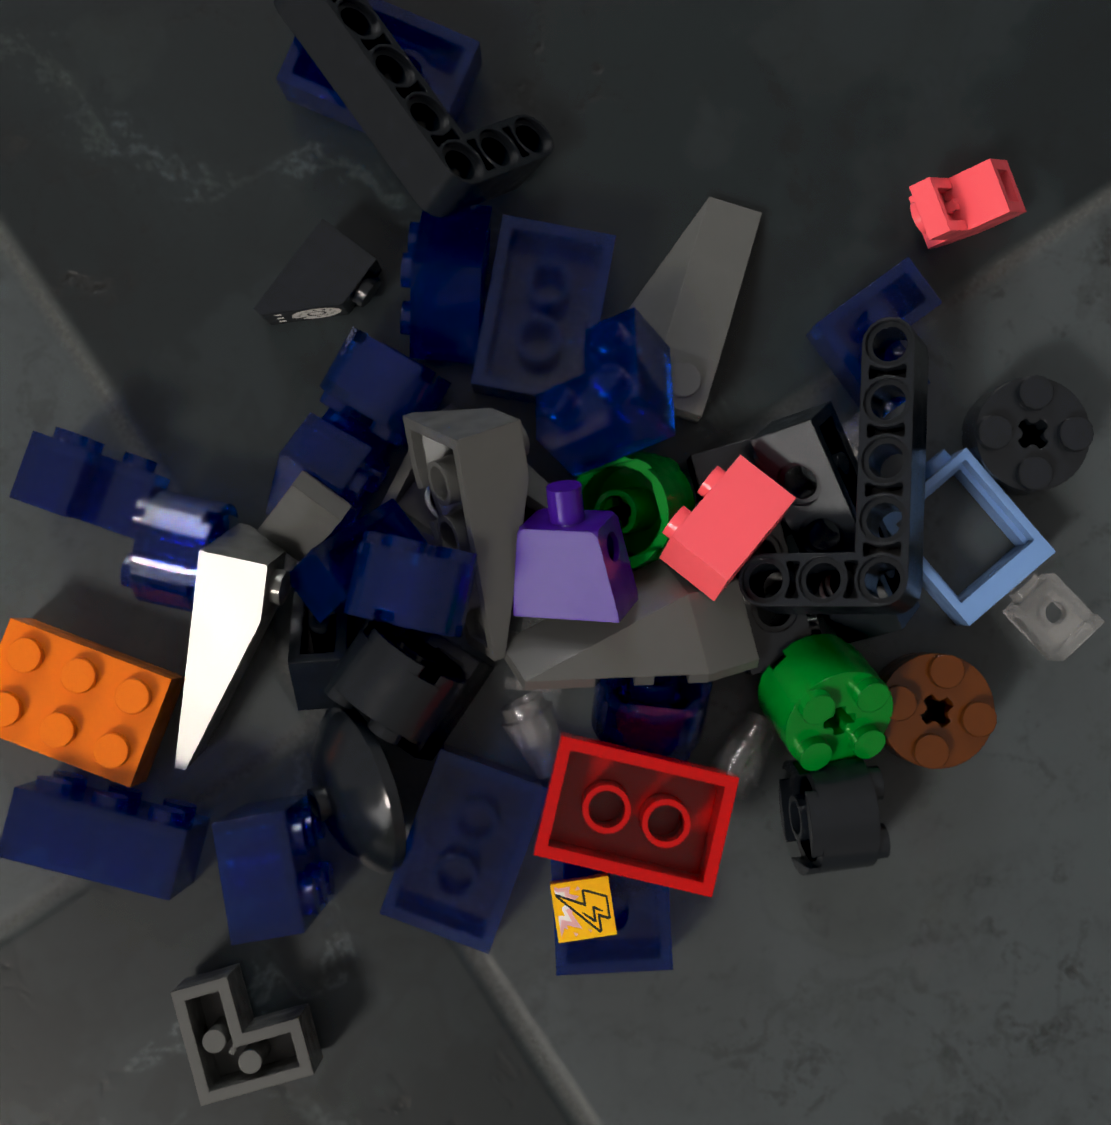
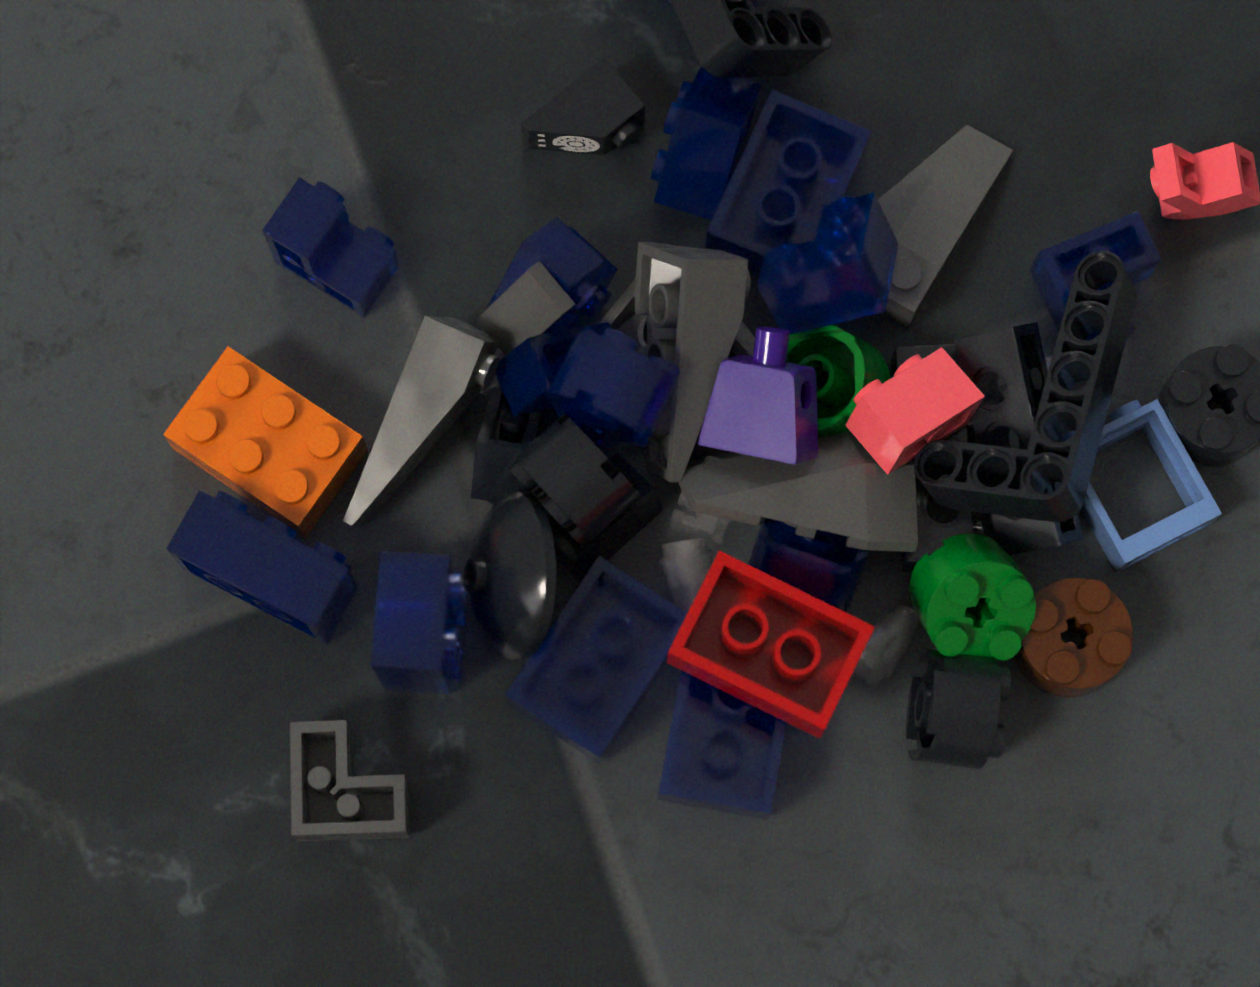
camera: 15 degrees right, 10 degrees down
(168, 545) = (391, 317): clear blue brick -> none
(381, 385) = (618, 213): clear blue brick -> none
(583, 907) = (699, 730): tile -> none
(1027, 613) = (1200, 597): clear brick -> none

